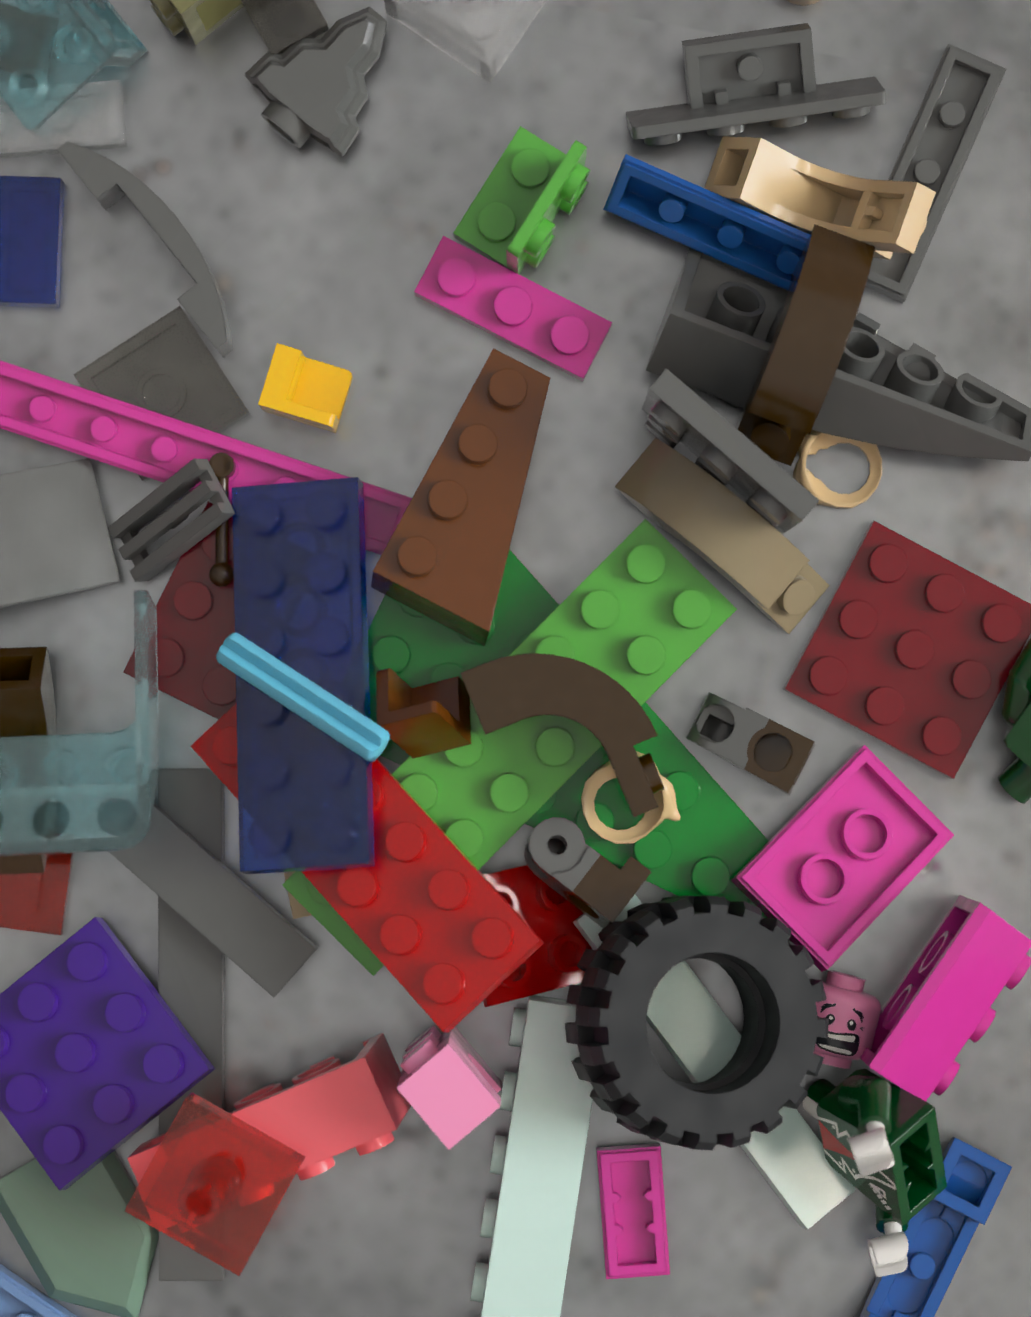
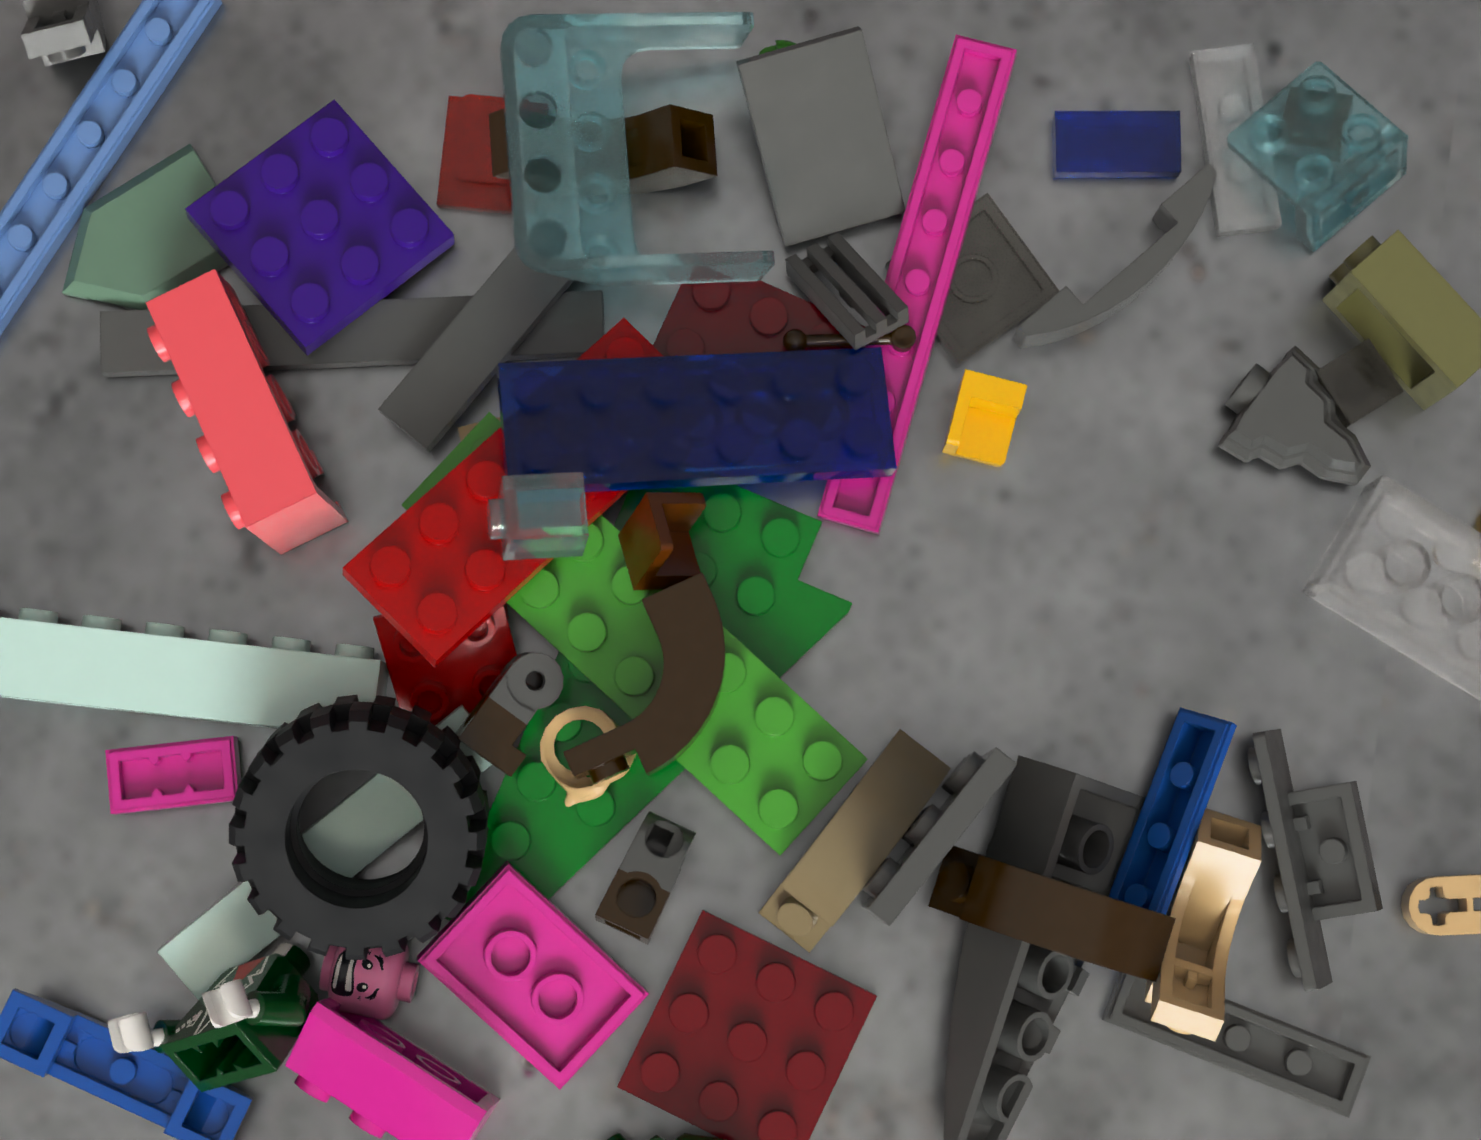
camera: 90 degrees right, 5 degrees down
(215, 1183) = (190, 353): clear red tile -> none
(303, 697) = (672, 417): medium azure axle -> none
(399, 832) = (540, 516): none -> clear light blue brick
(448, 1084) = (292, 579): bright pink arch -> none
(462, 518) = (864, 576): reddish brown wedge -> none
(513, 308) = (1075, 622): dark pink plate -> none
(521, 198) = (1183, 626): bright green bracket -> none
(818, 440) = (905, 933): tan piece -> none

